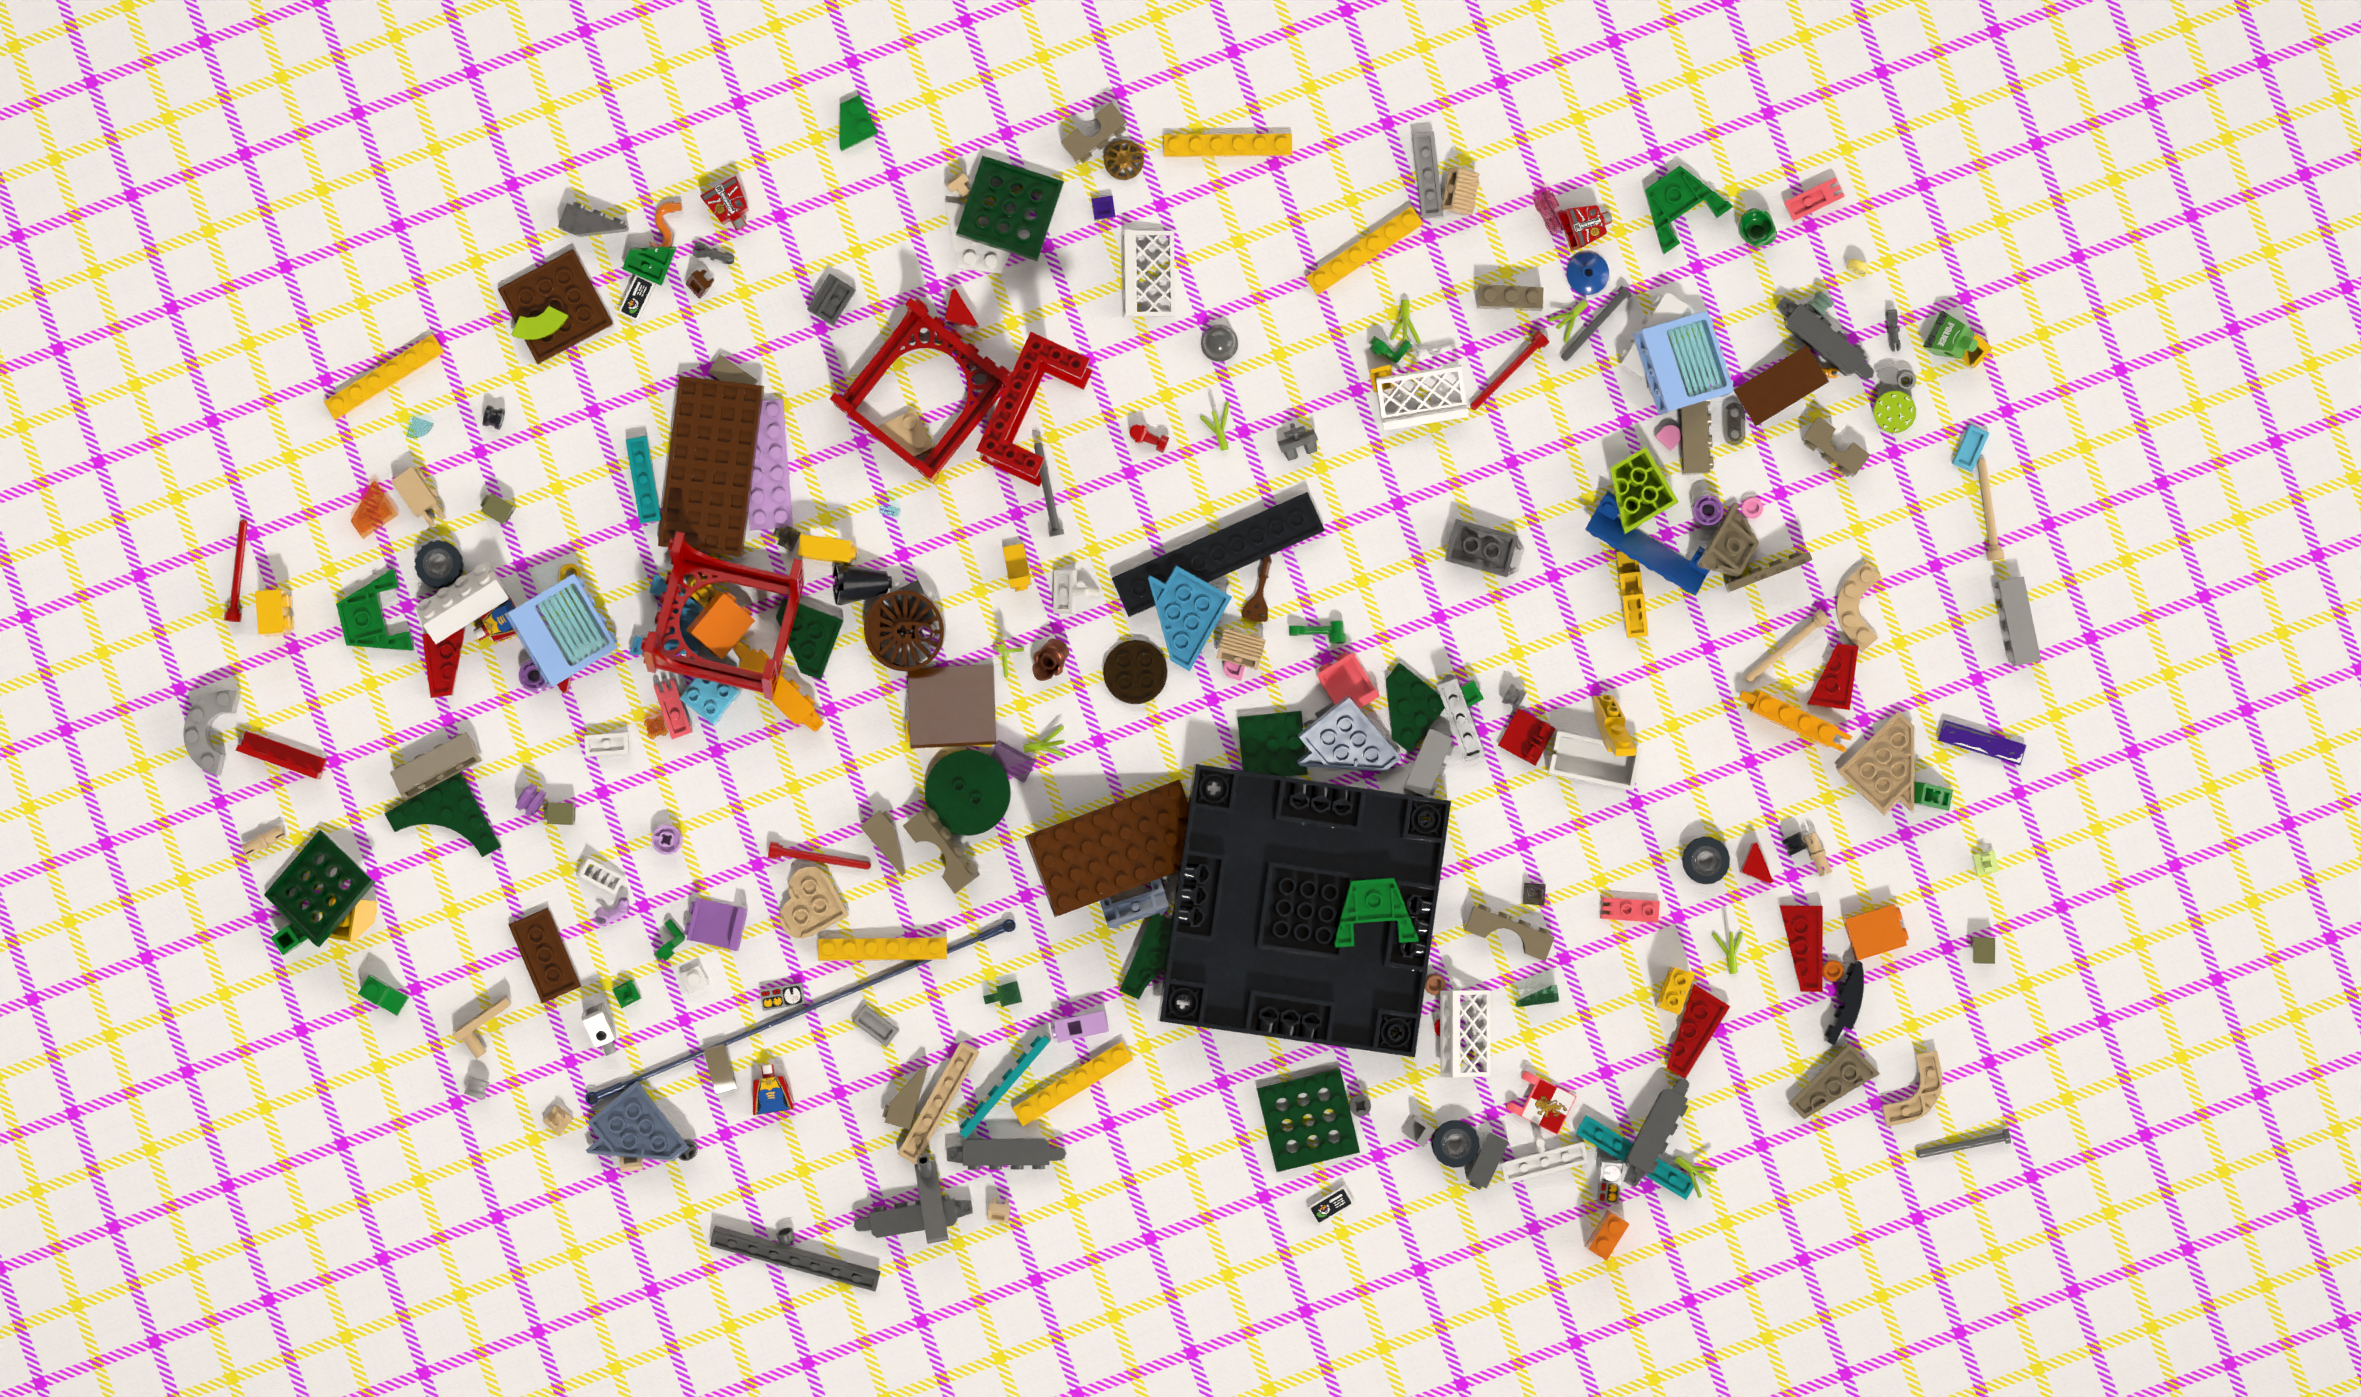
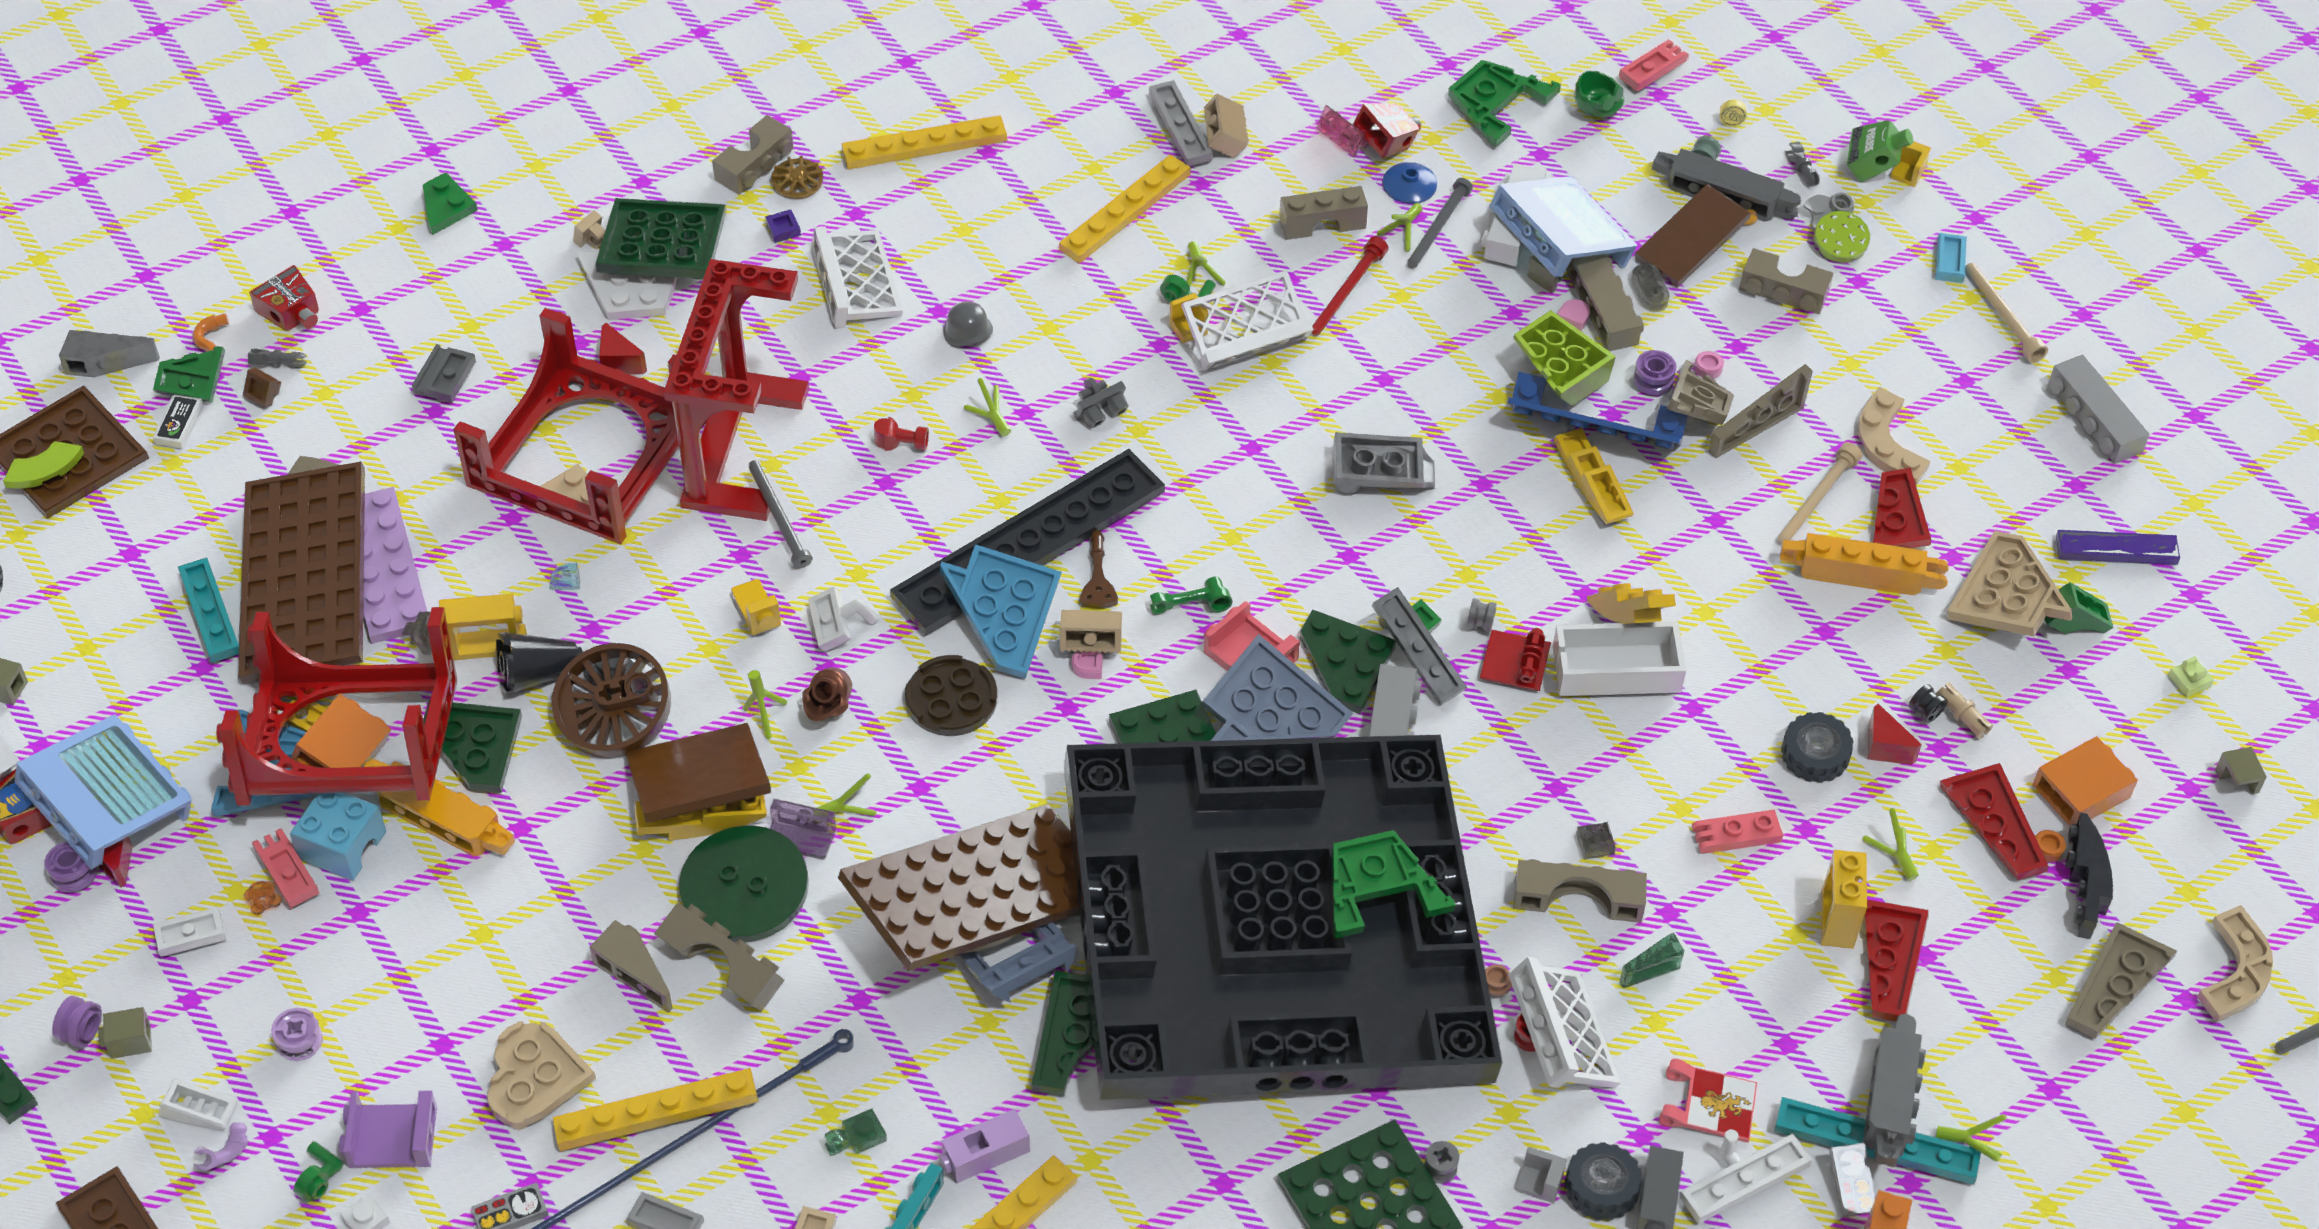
camera: 20 degrees left, 35 degrees down
(777, 851) = (470, 1014): red piece -> none

